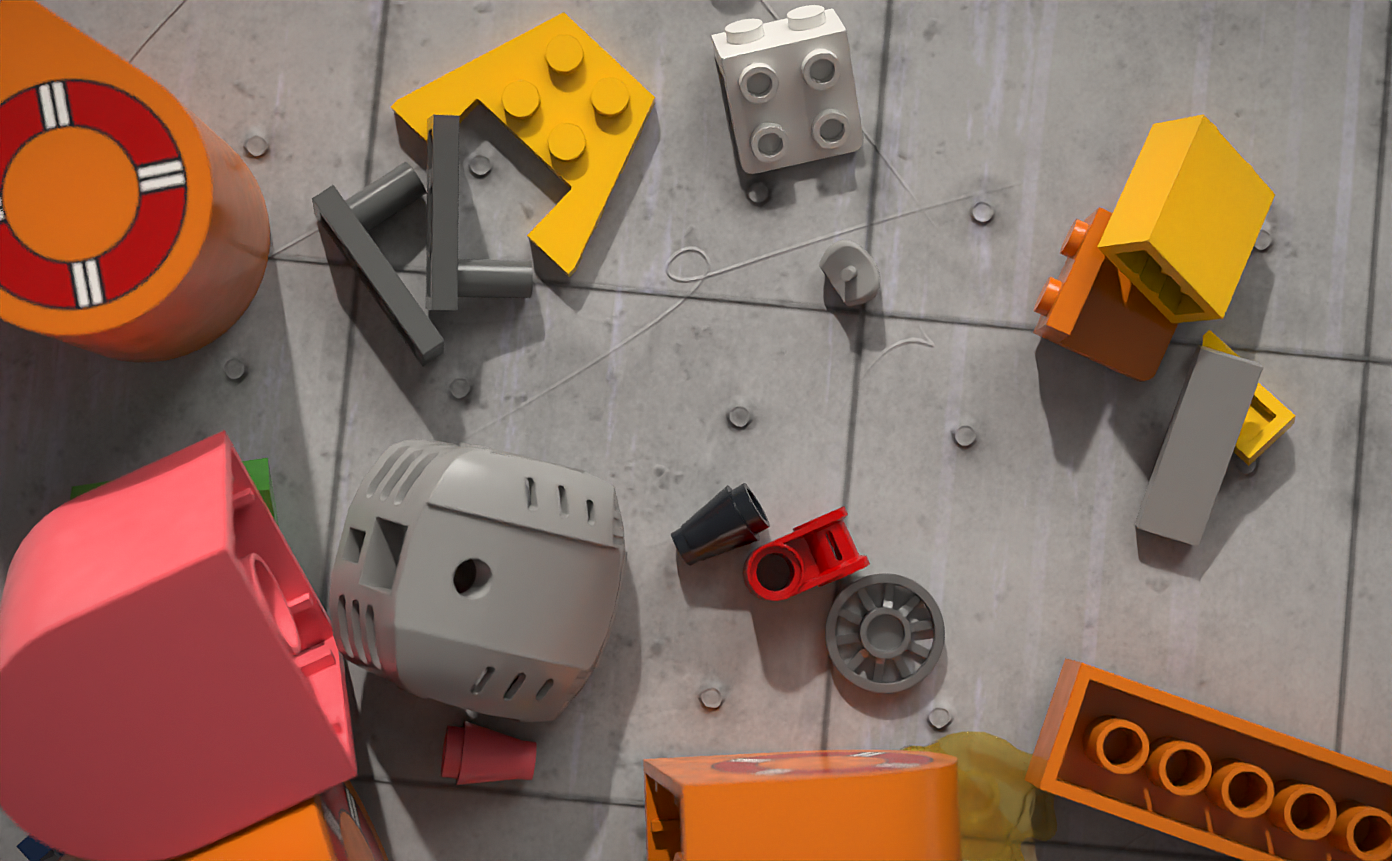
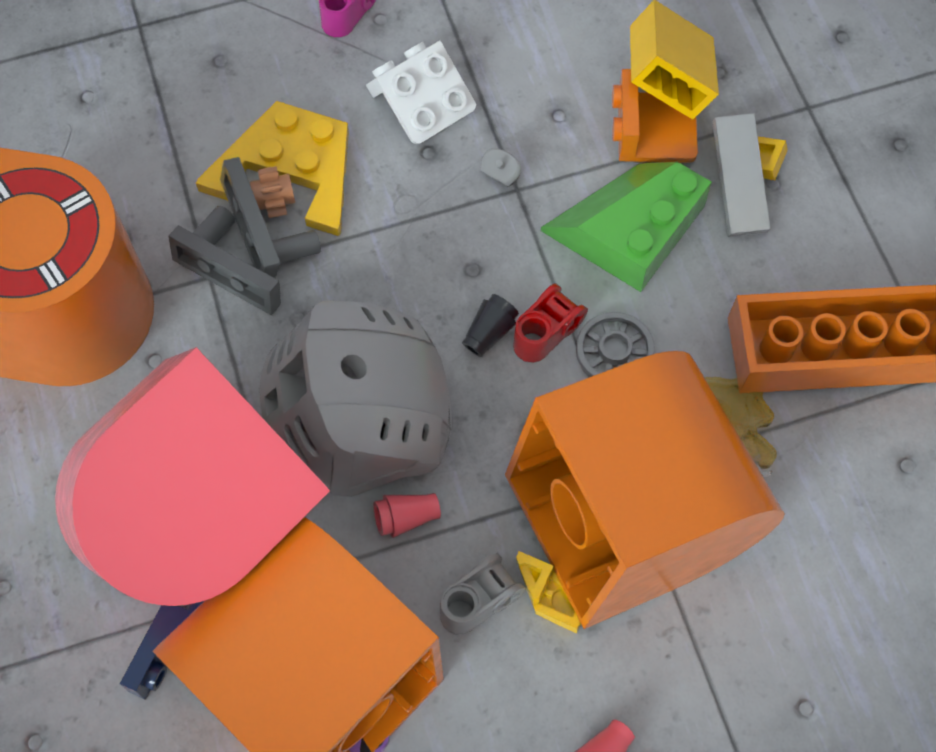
camera: 20 degrees left, 20 degrees down
(495, 176) = (273, 191): none -> nougat gear
(1004, 442) = (633, 220): none -> bright green wedge

